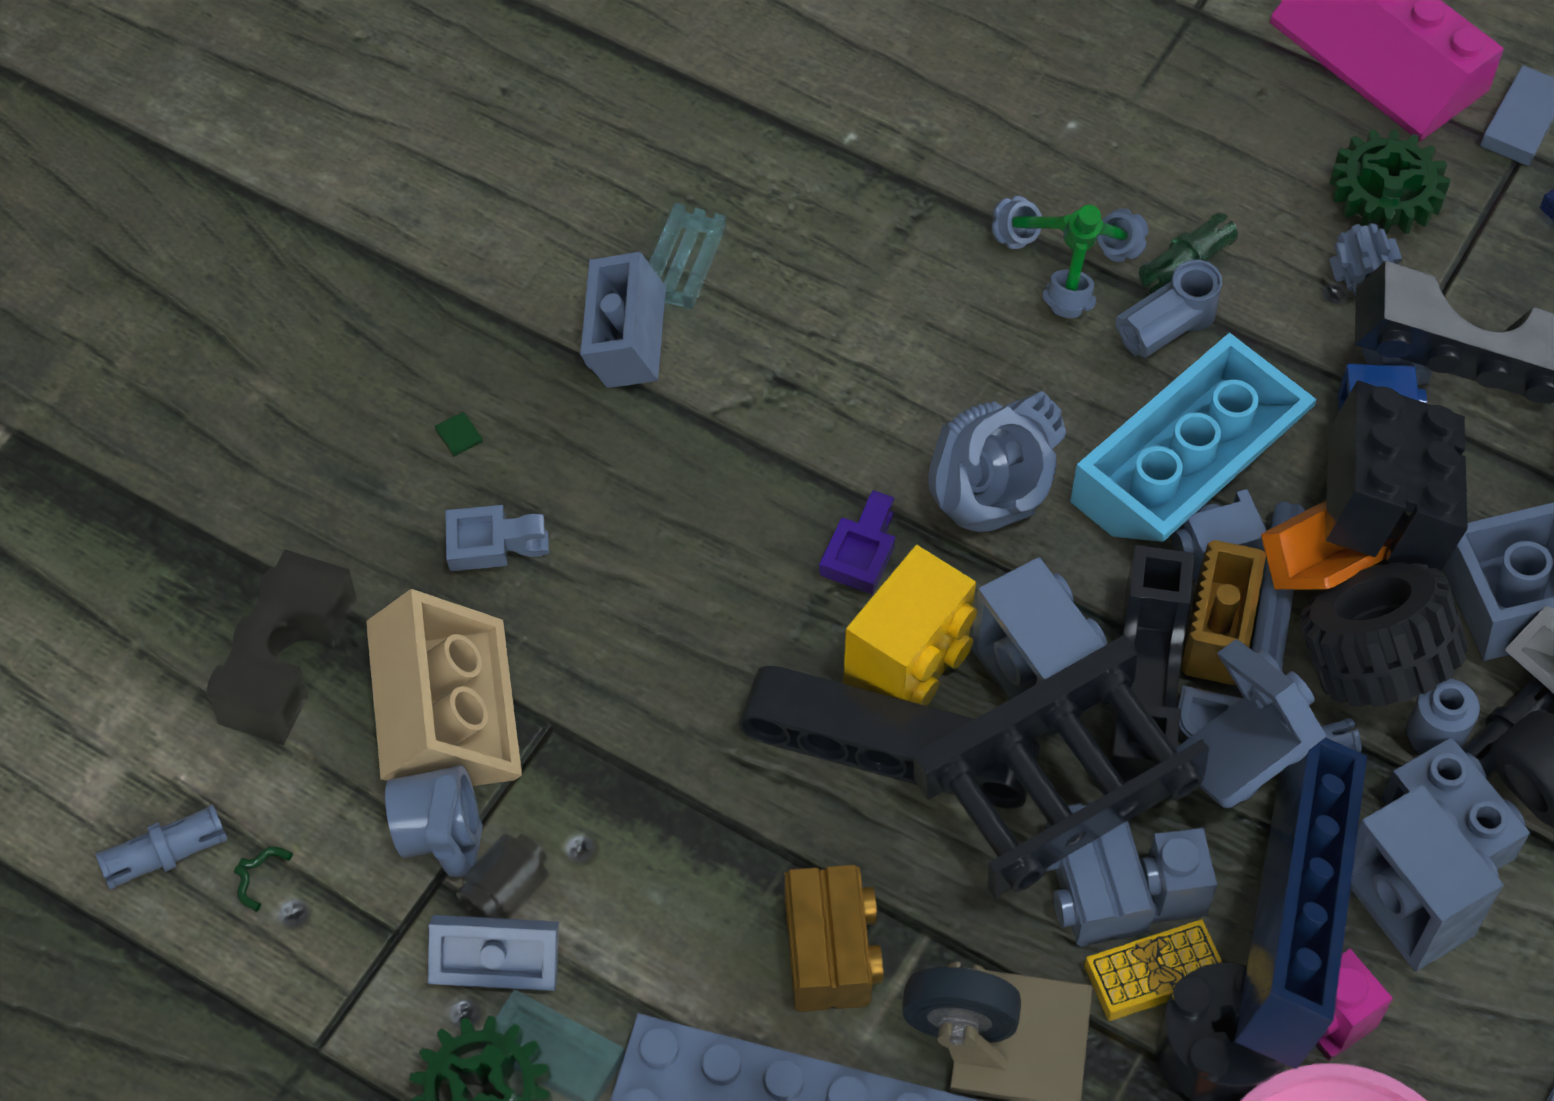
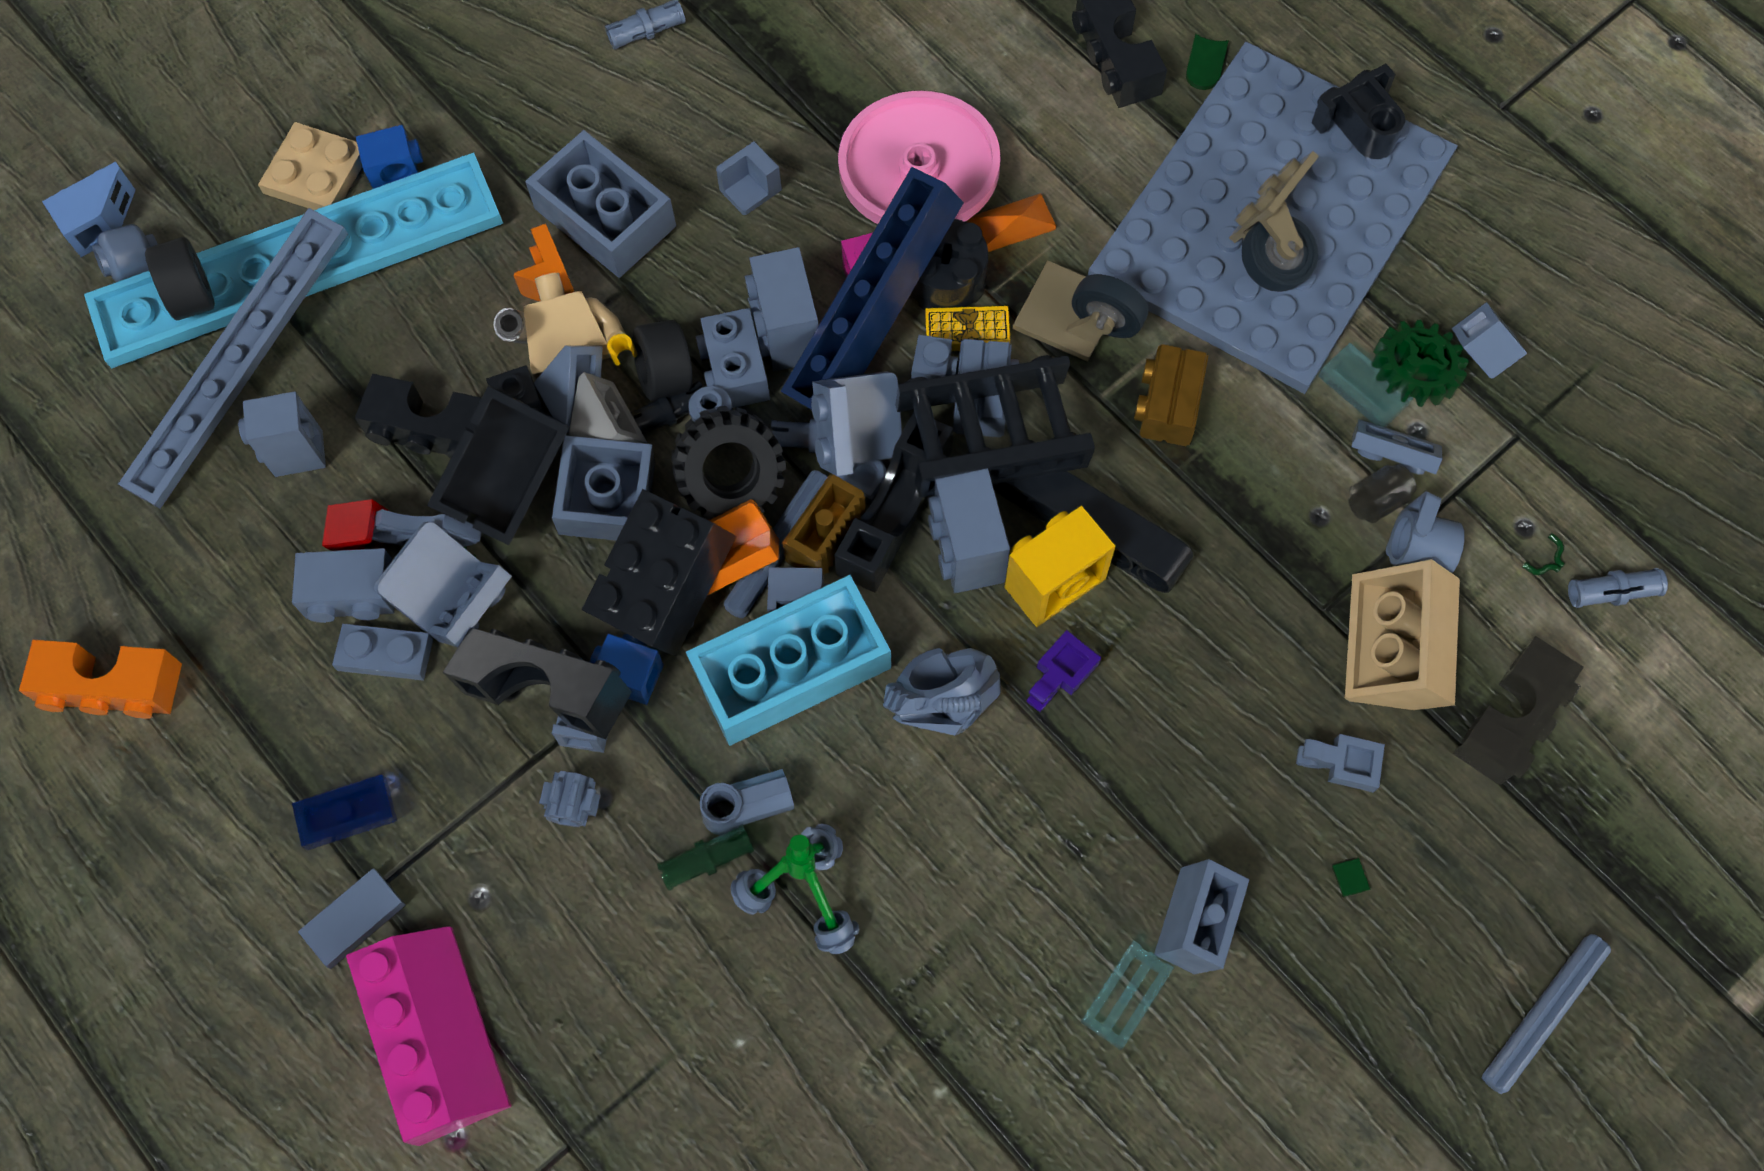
camera: 160 degrees left, 10 degrees up
(217, 354) = (1546, 1014): none -> sand blue axle
(1389, 181) = (499, 890): dark green gear -> none

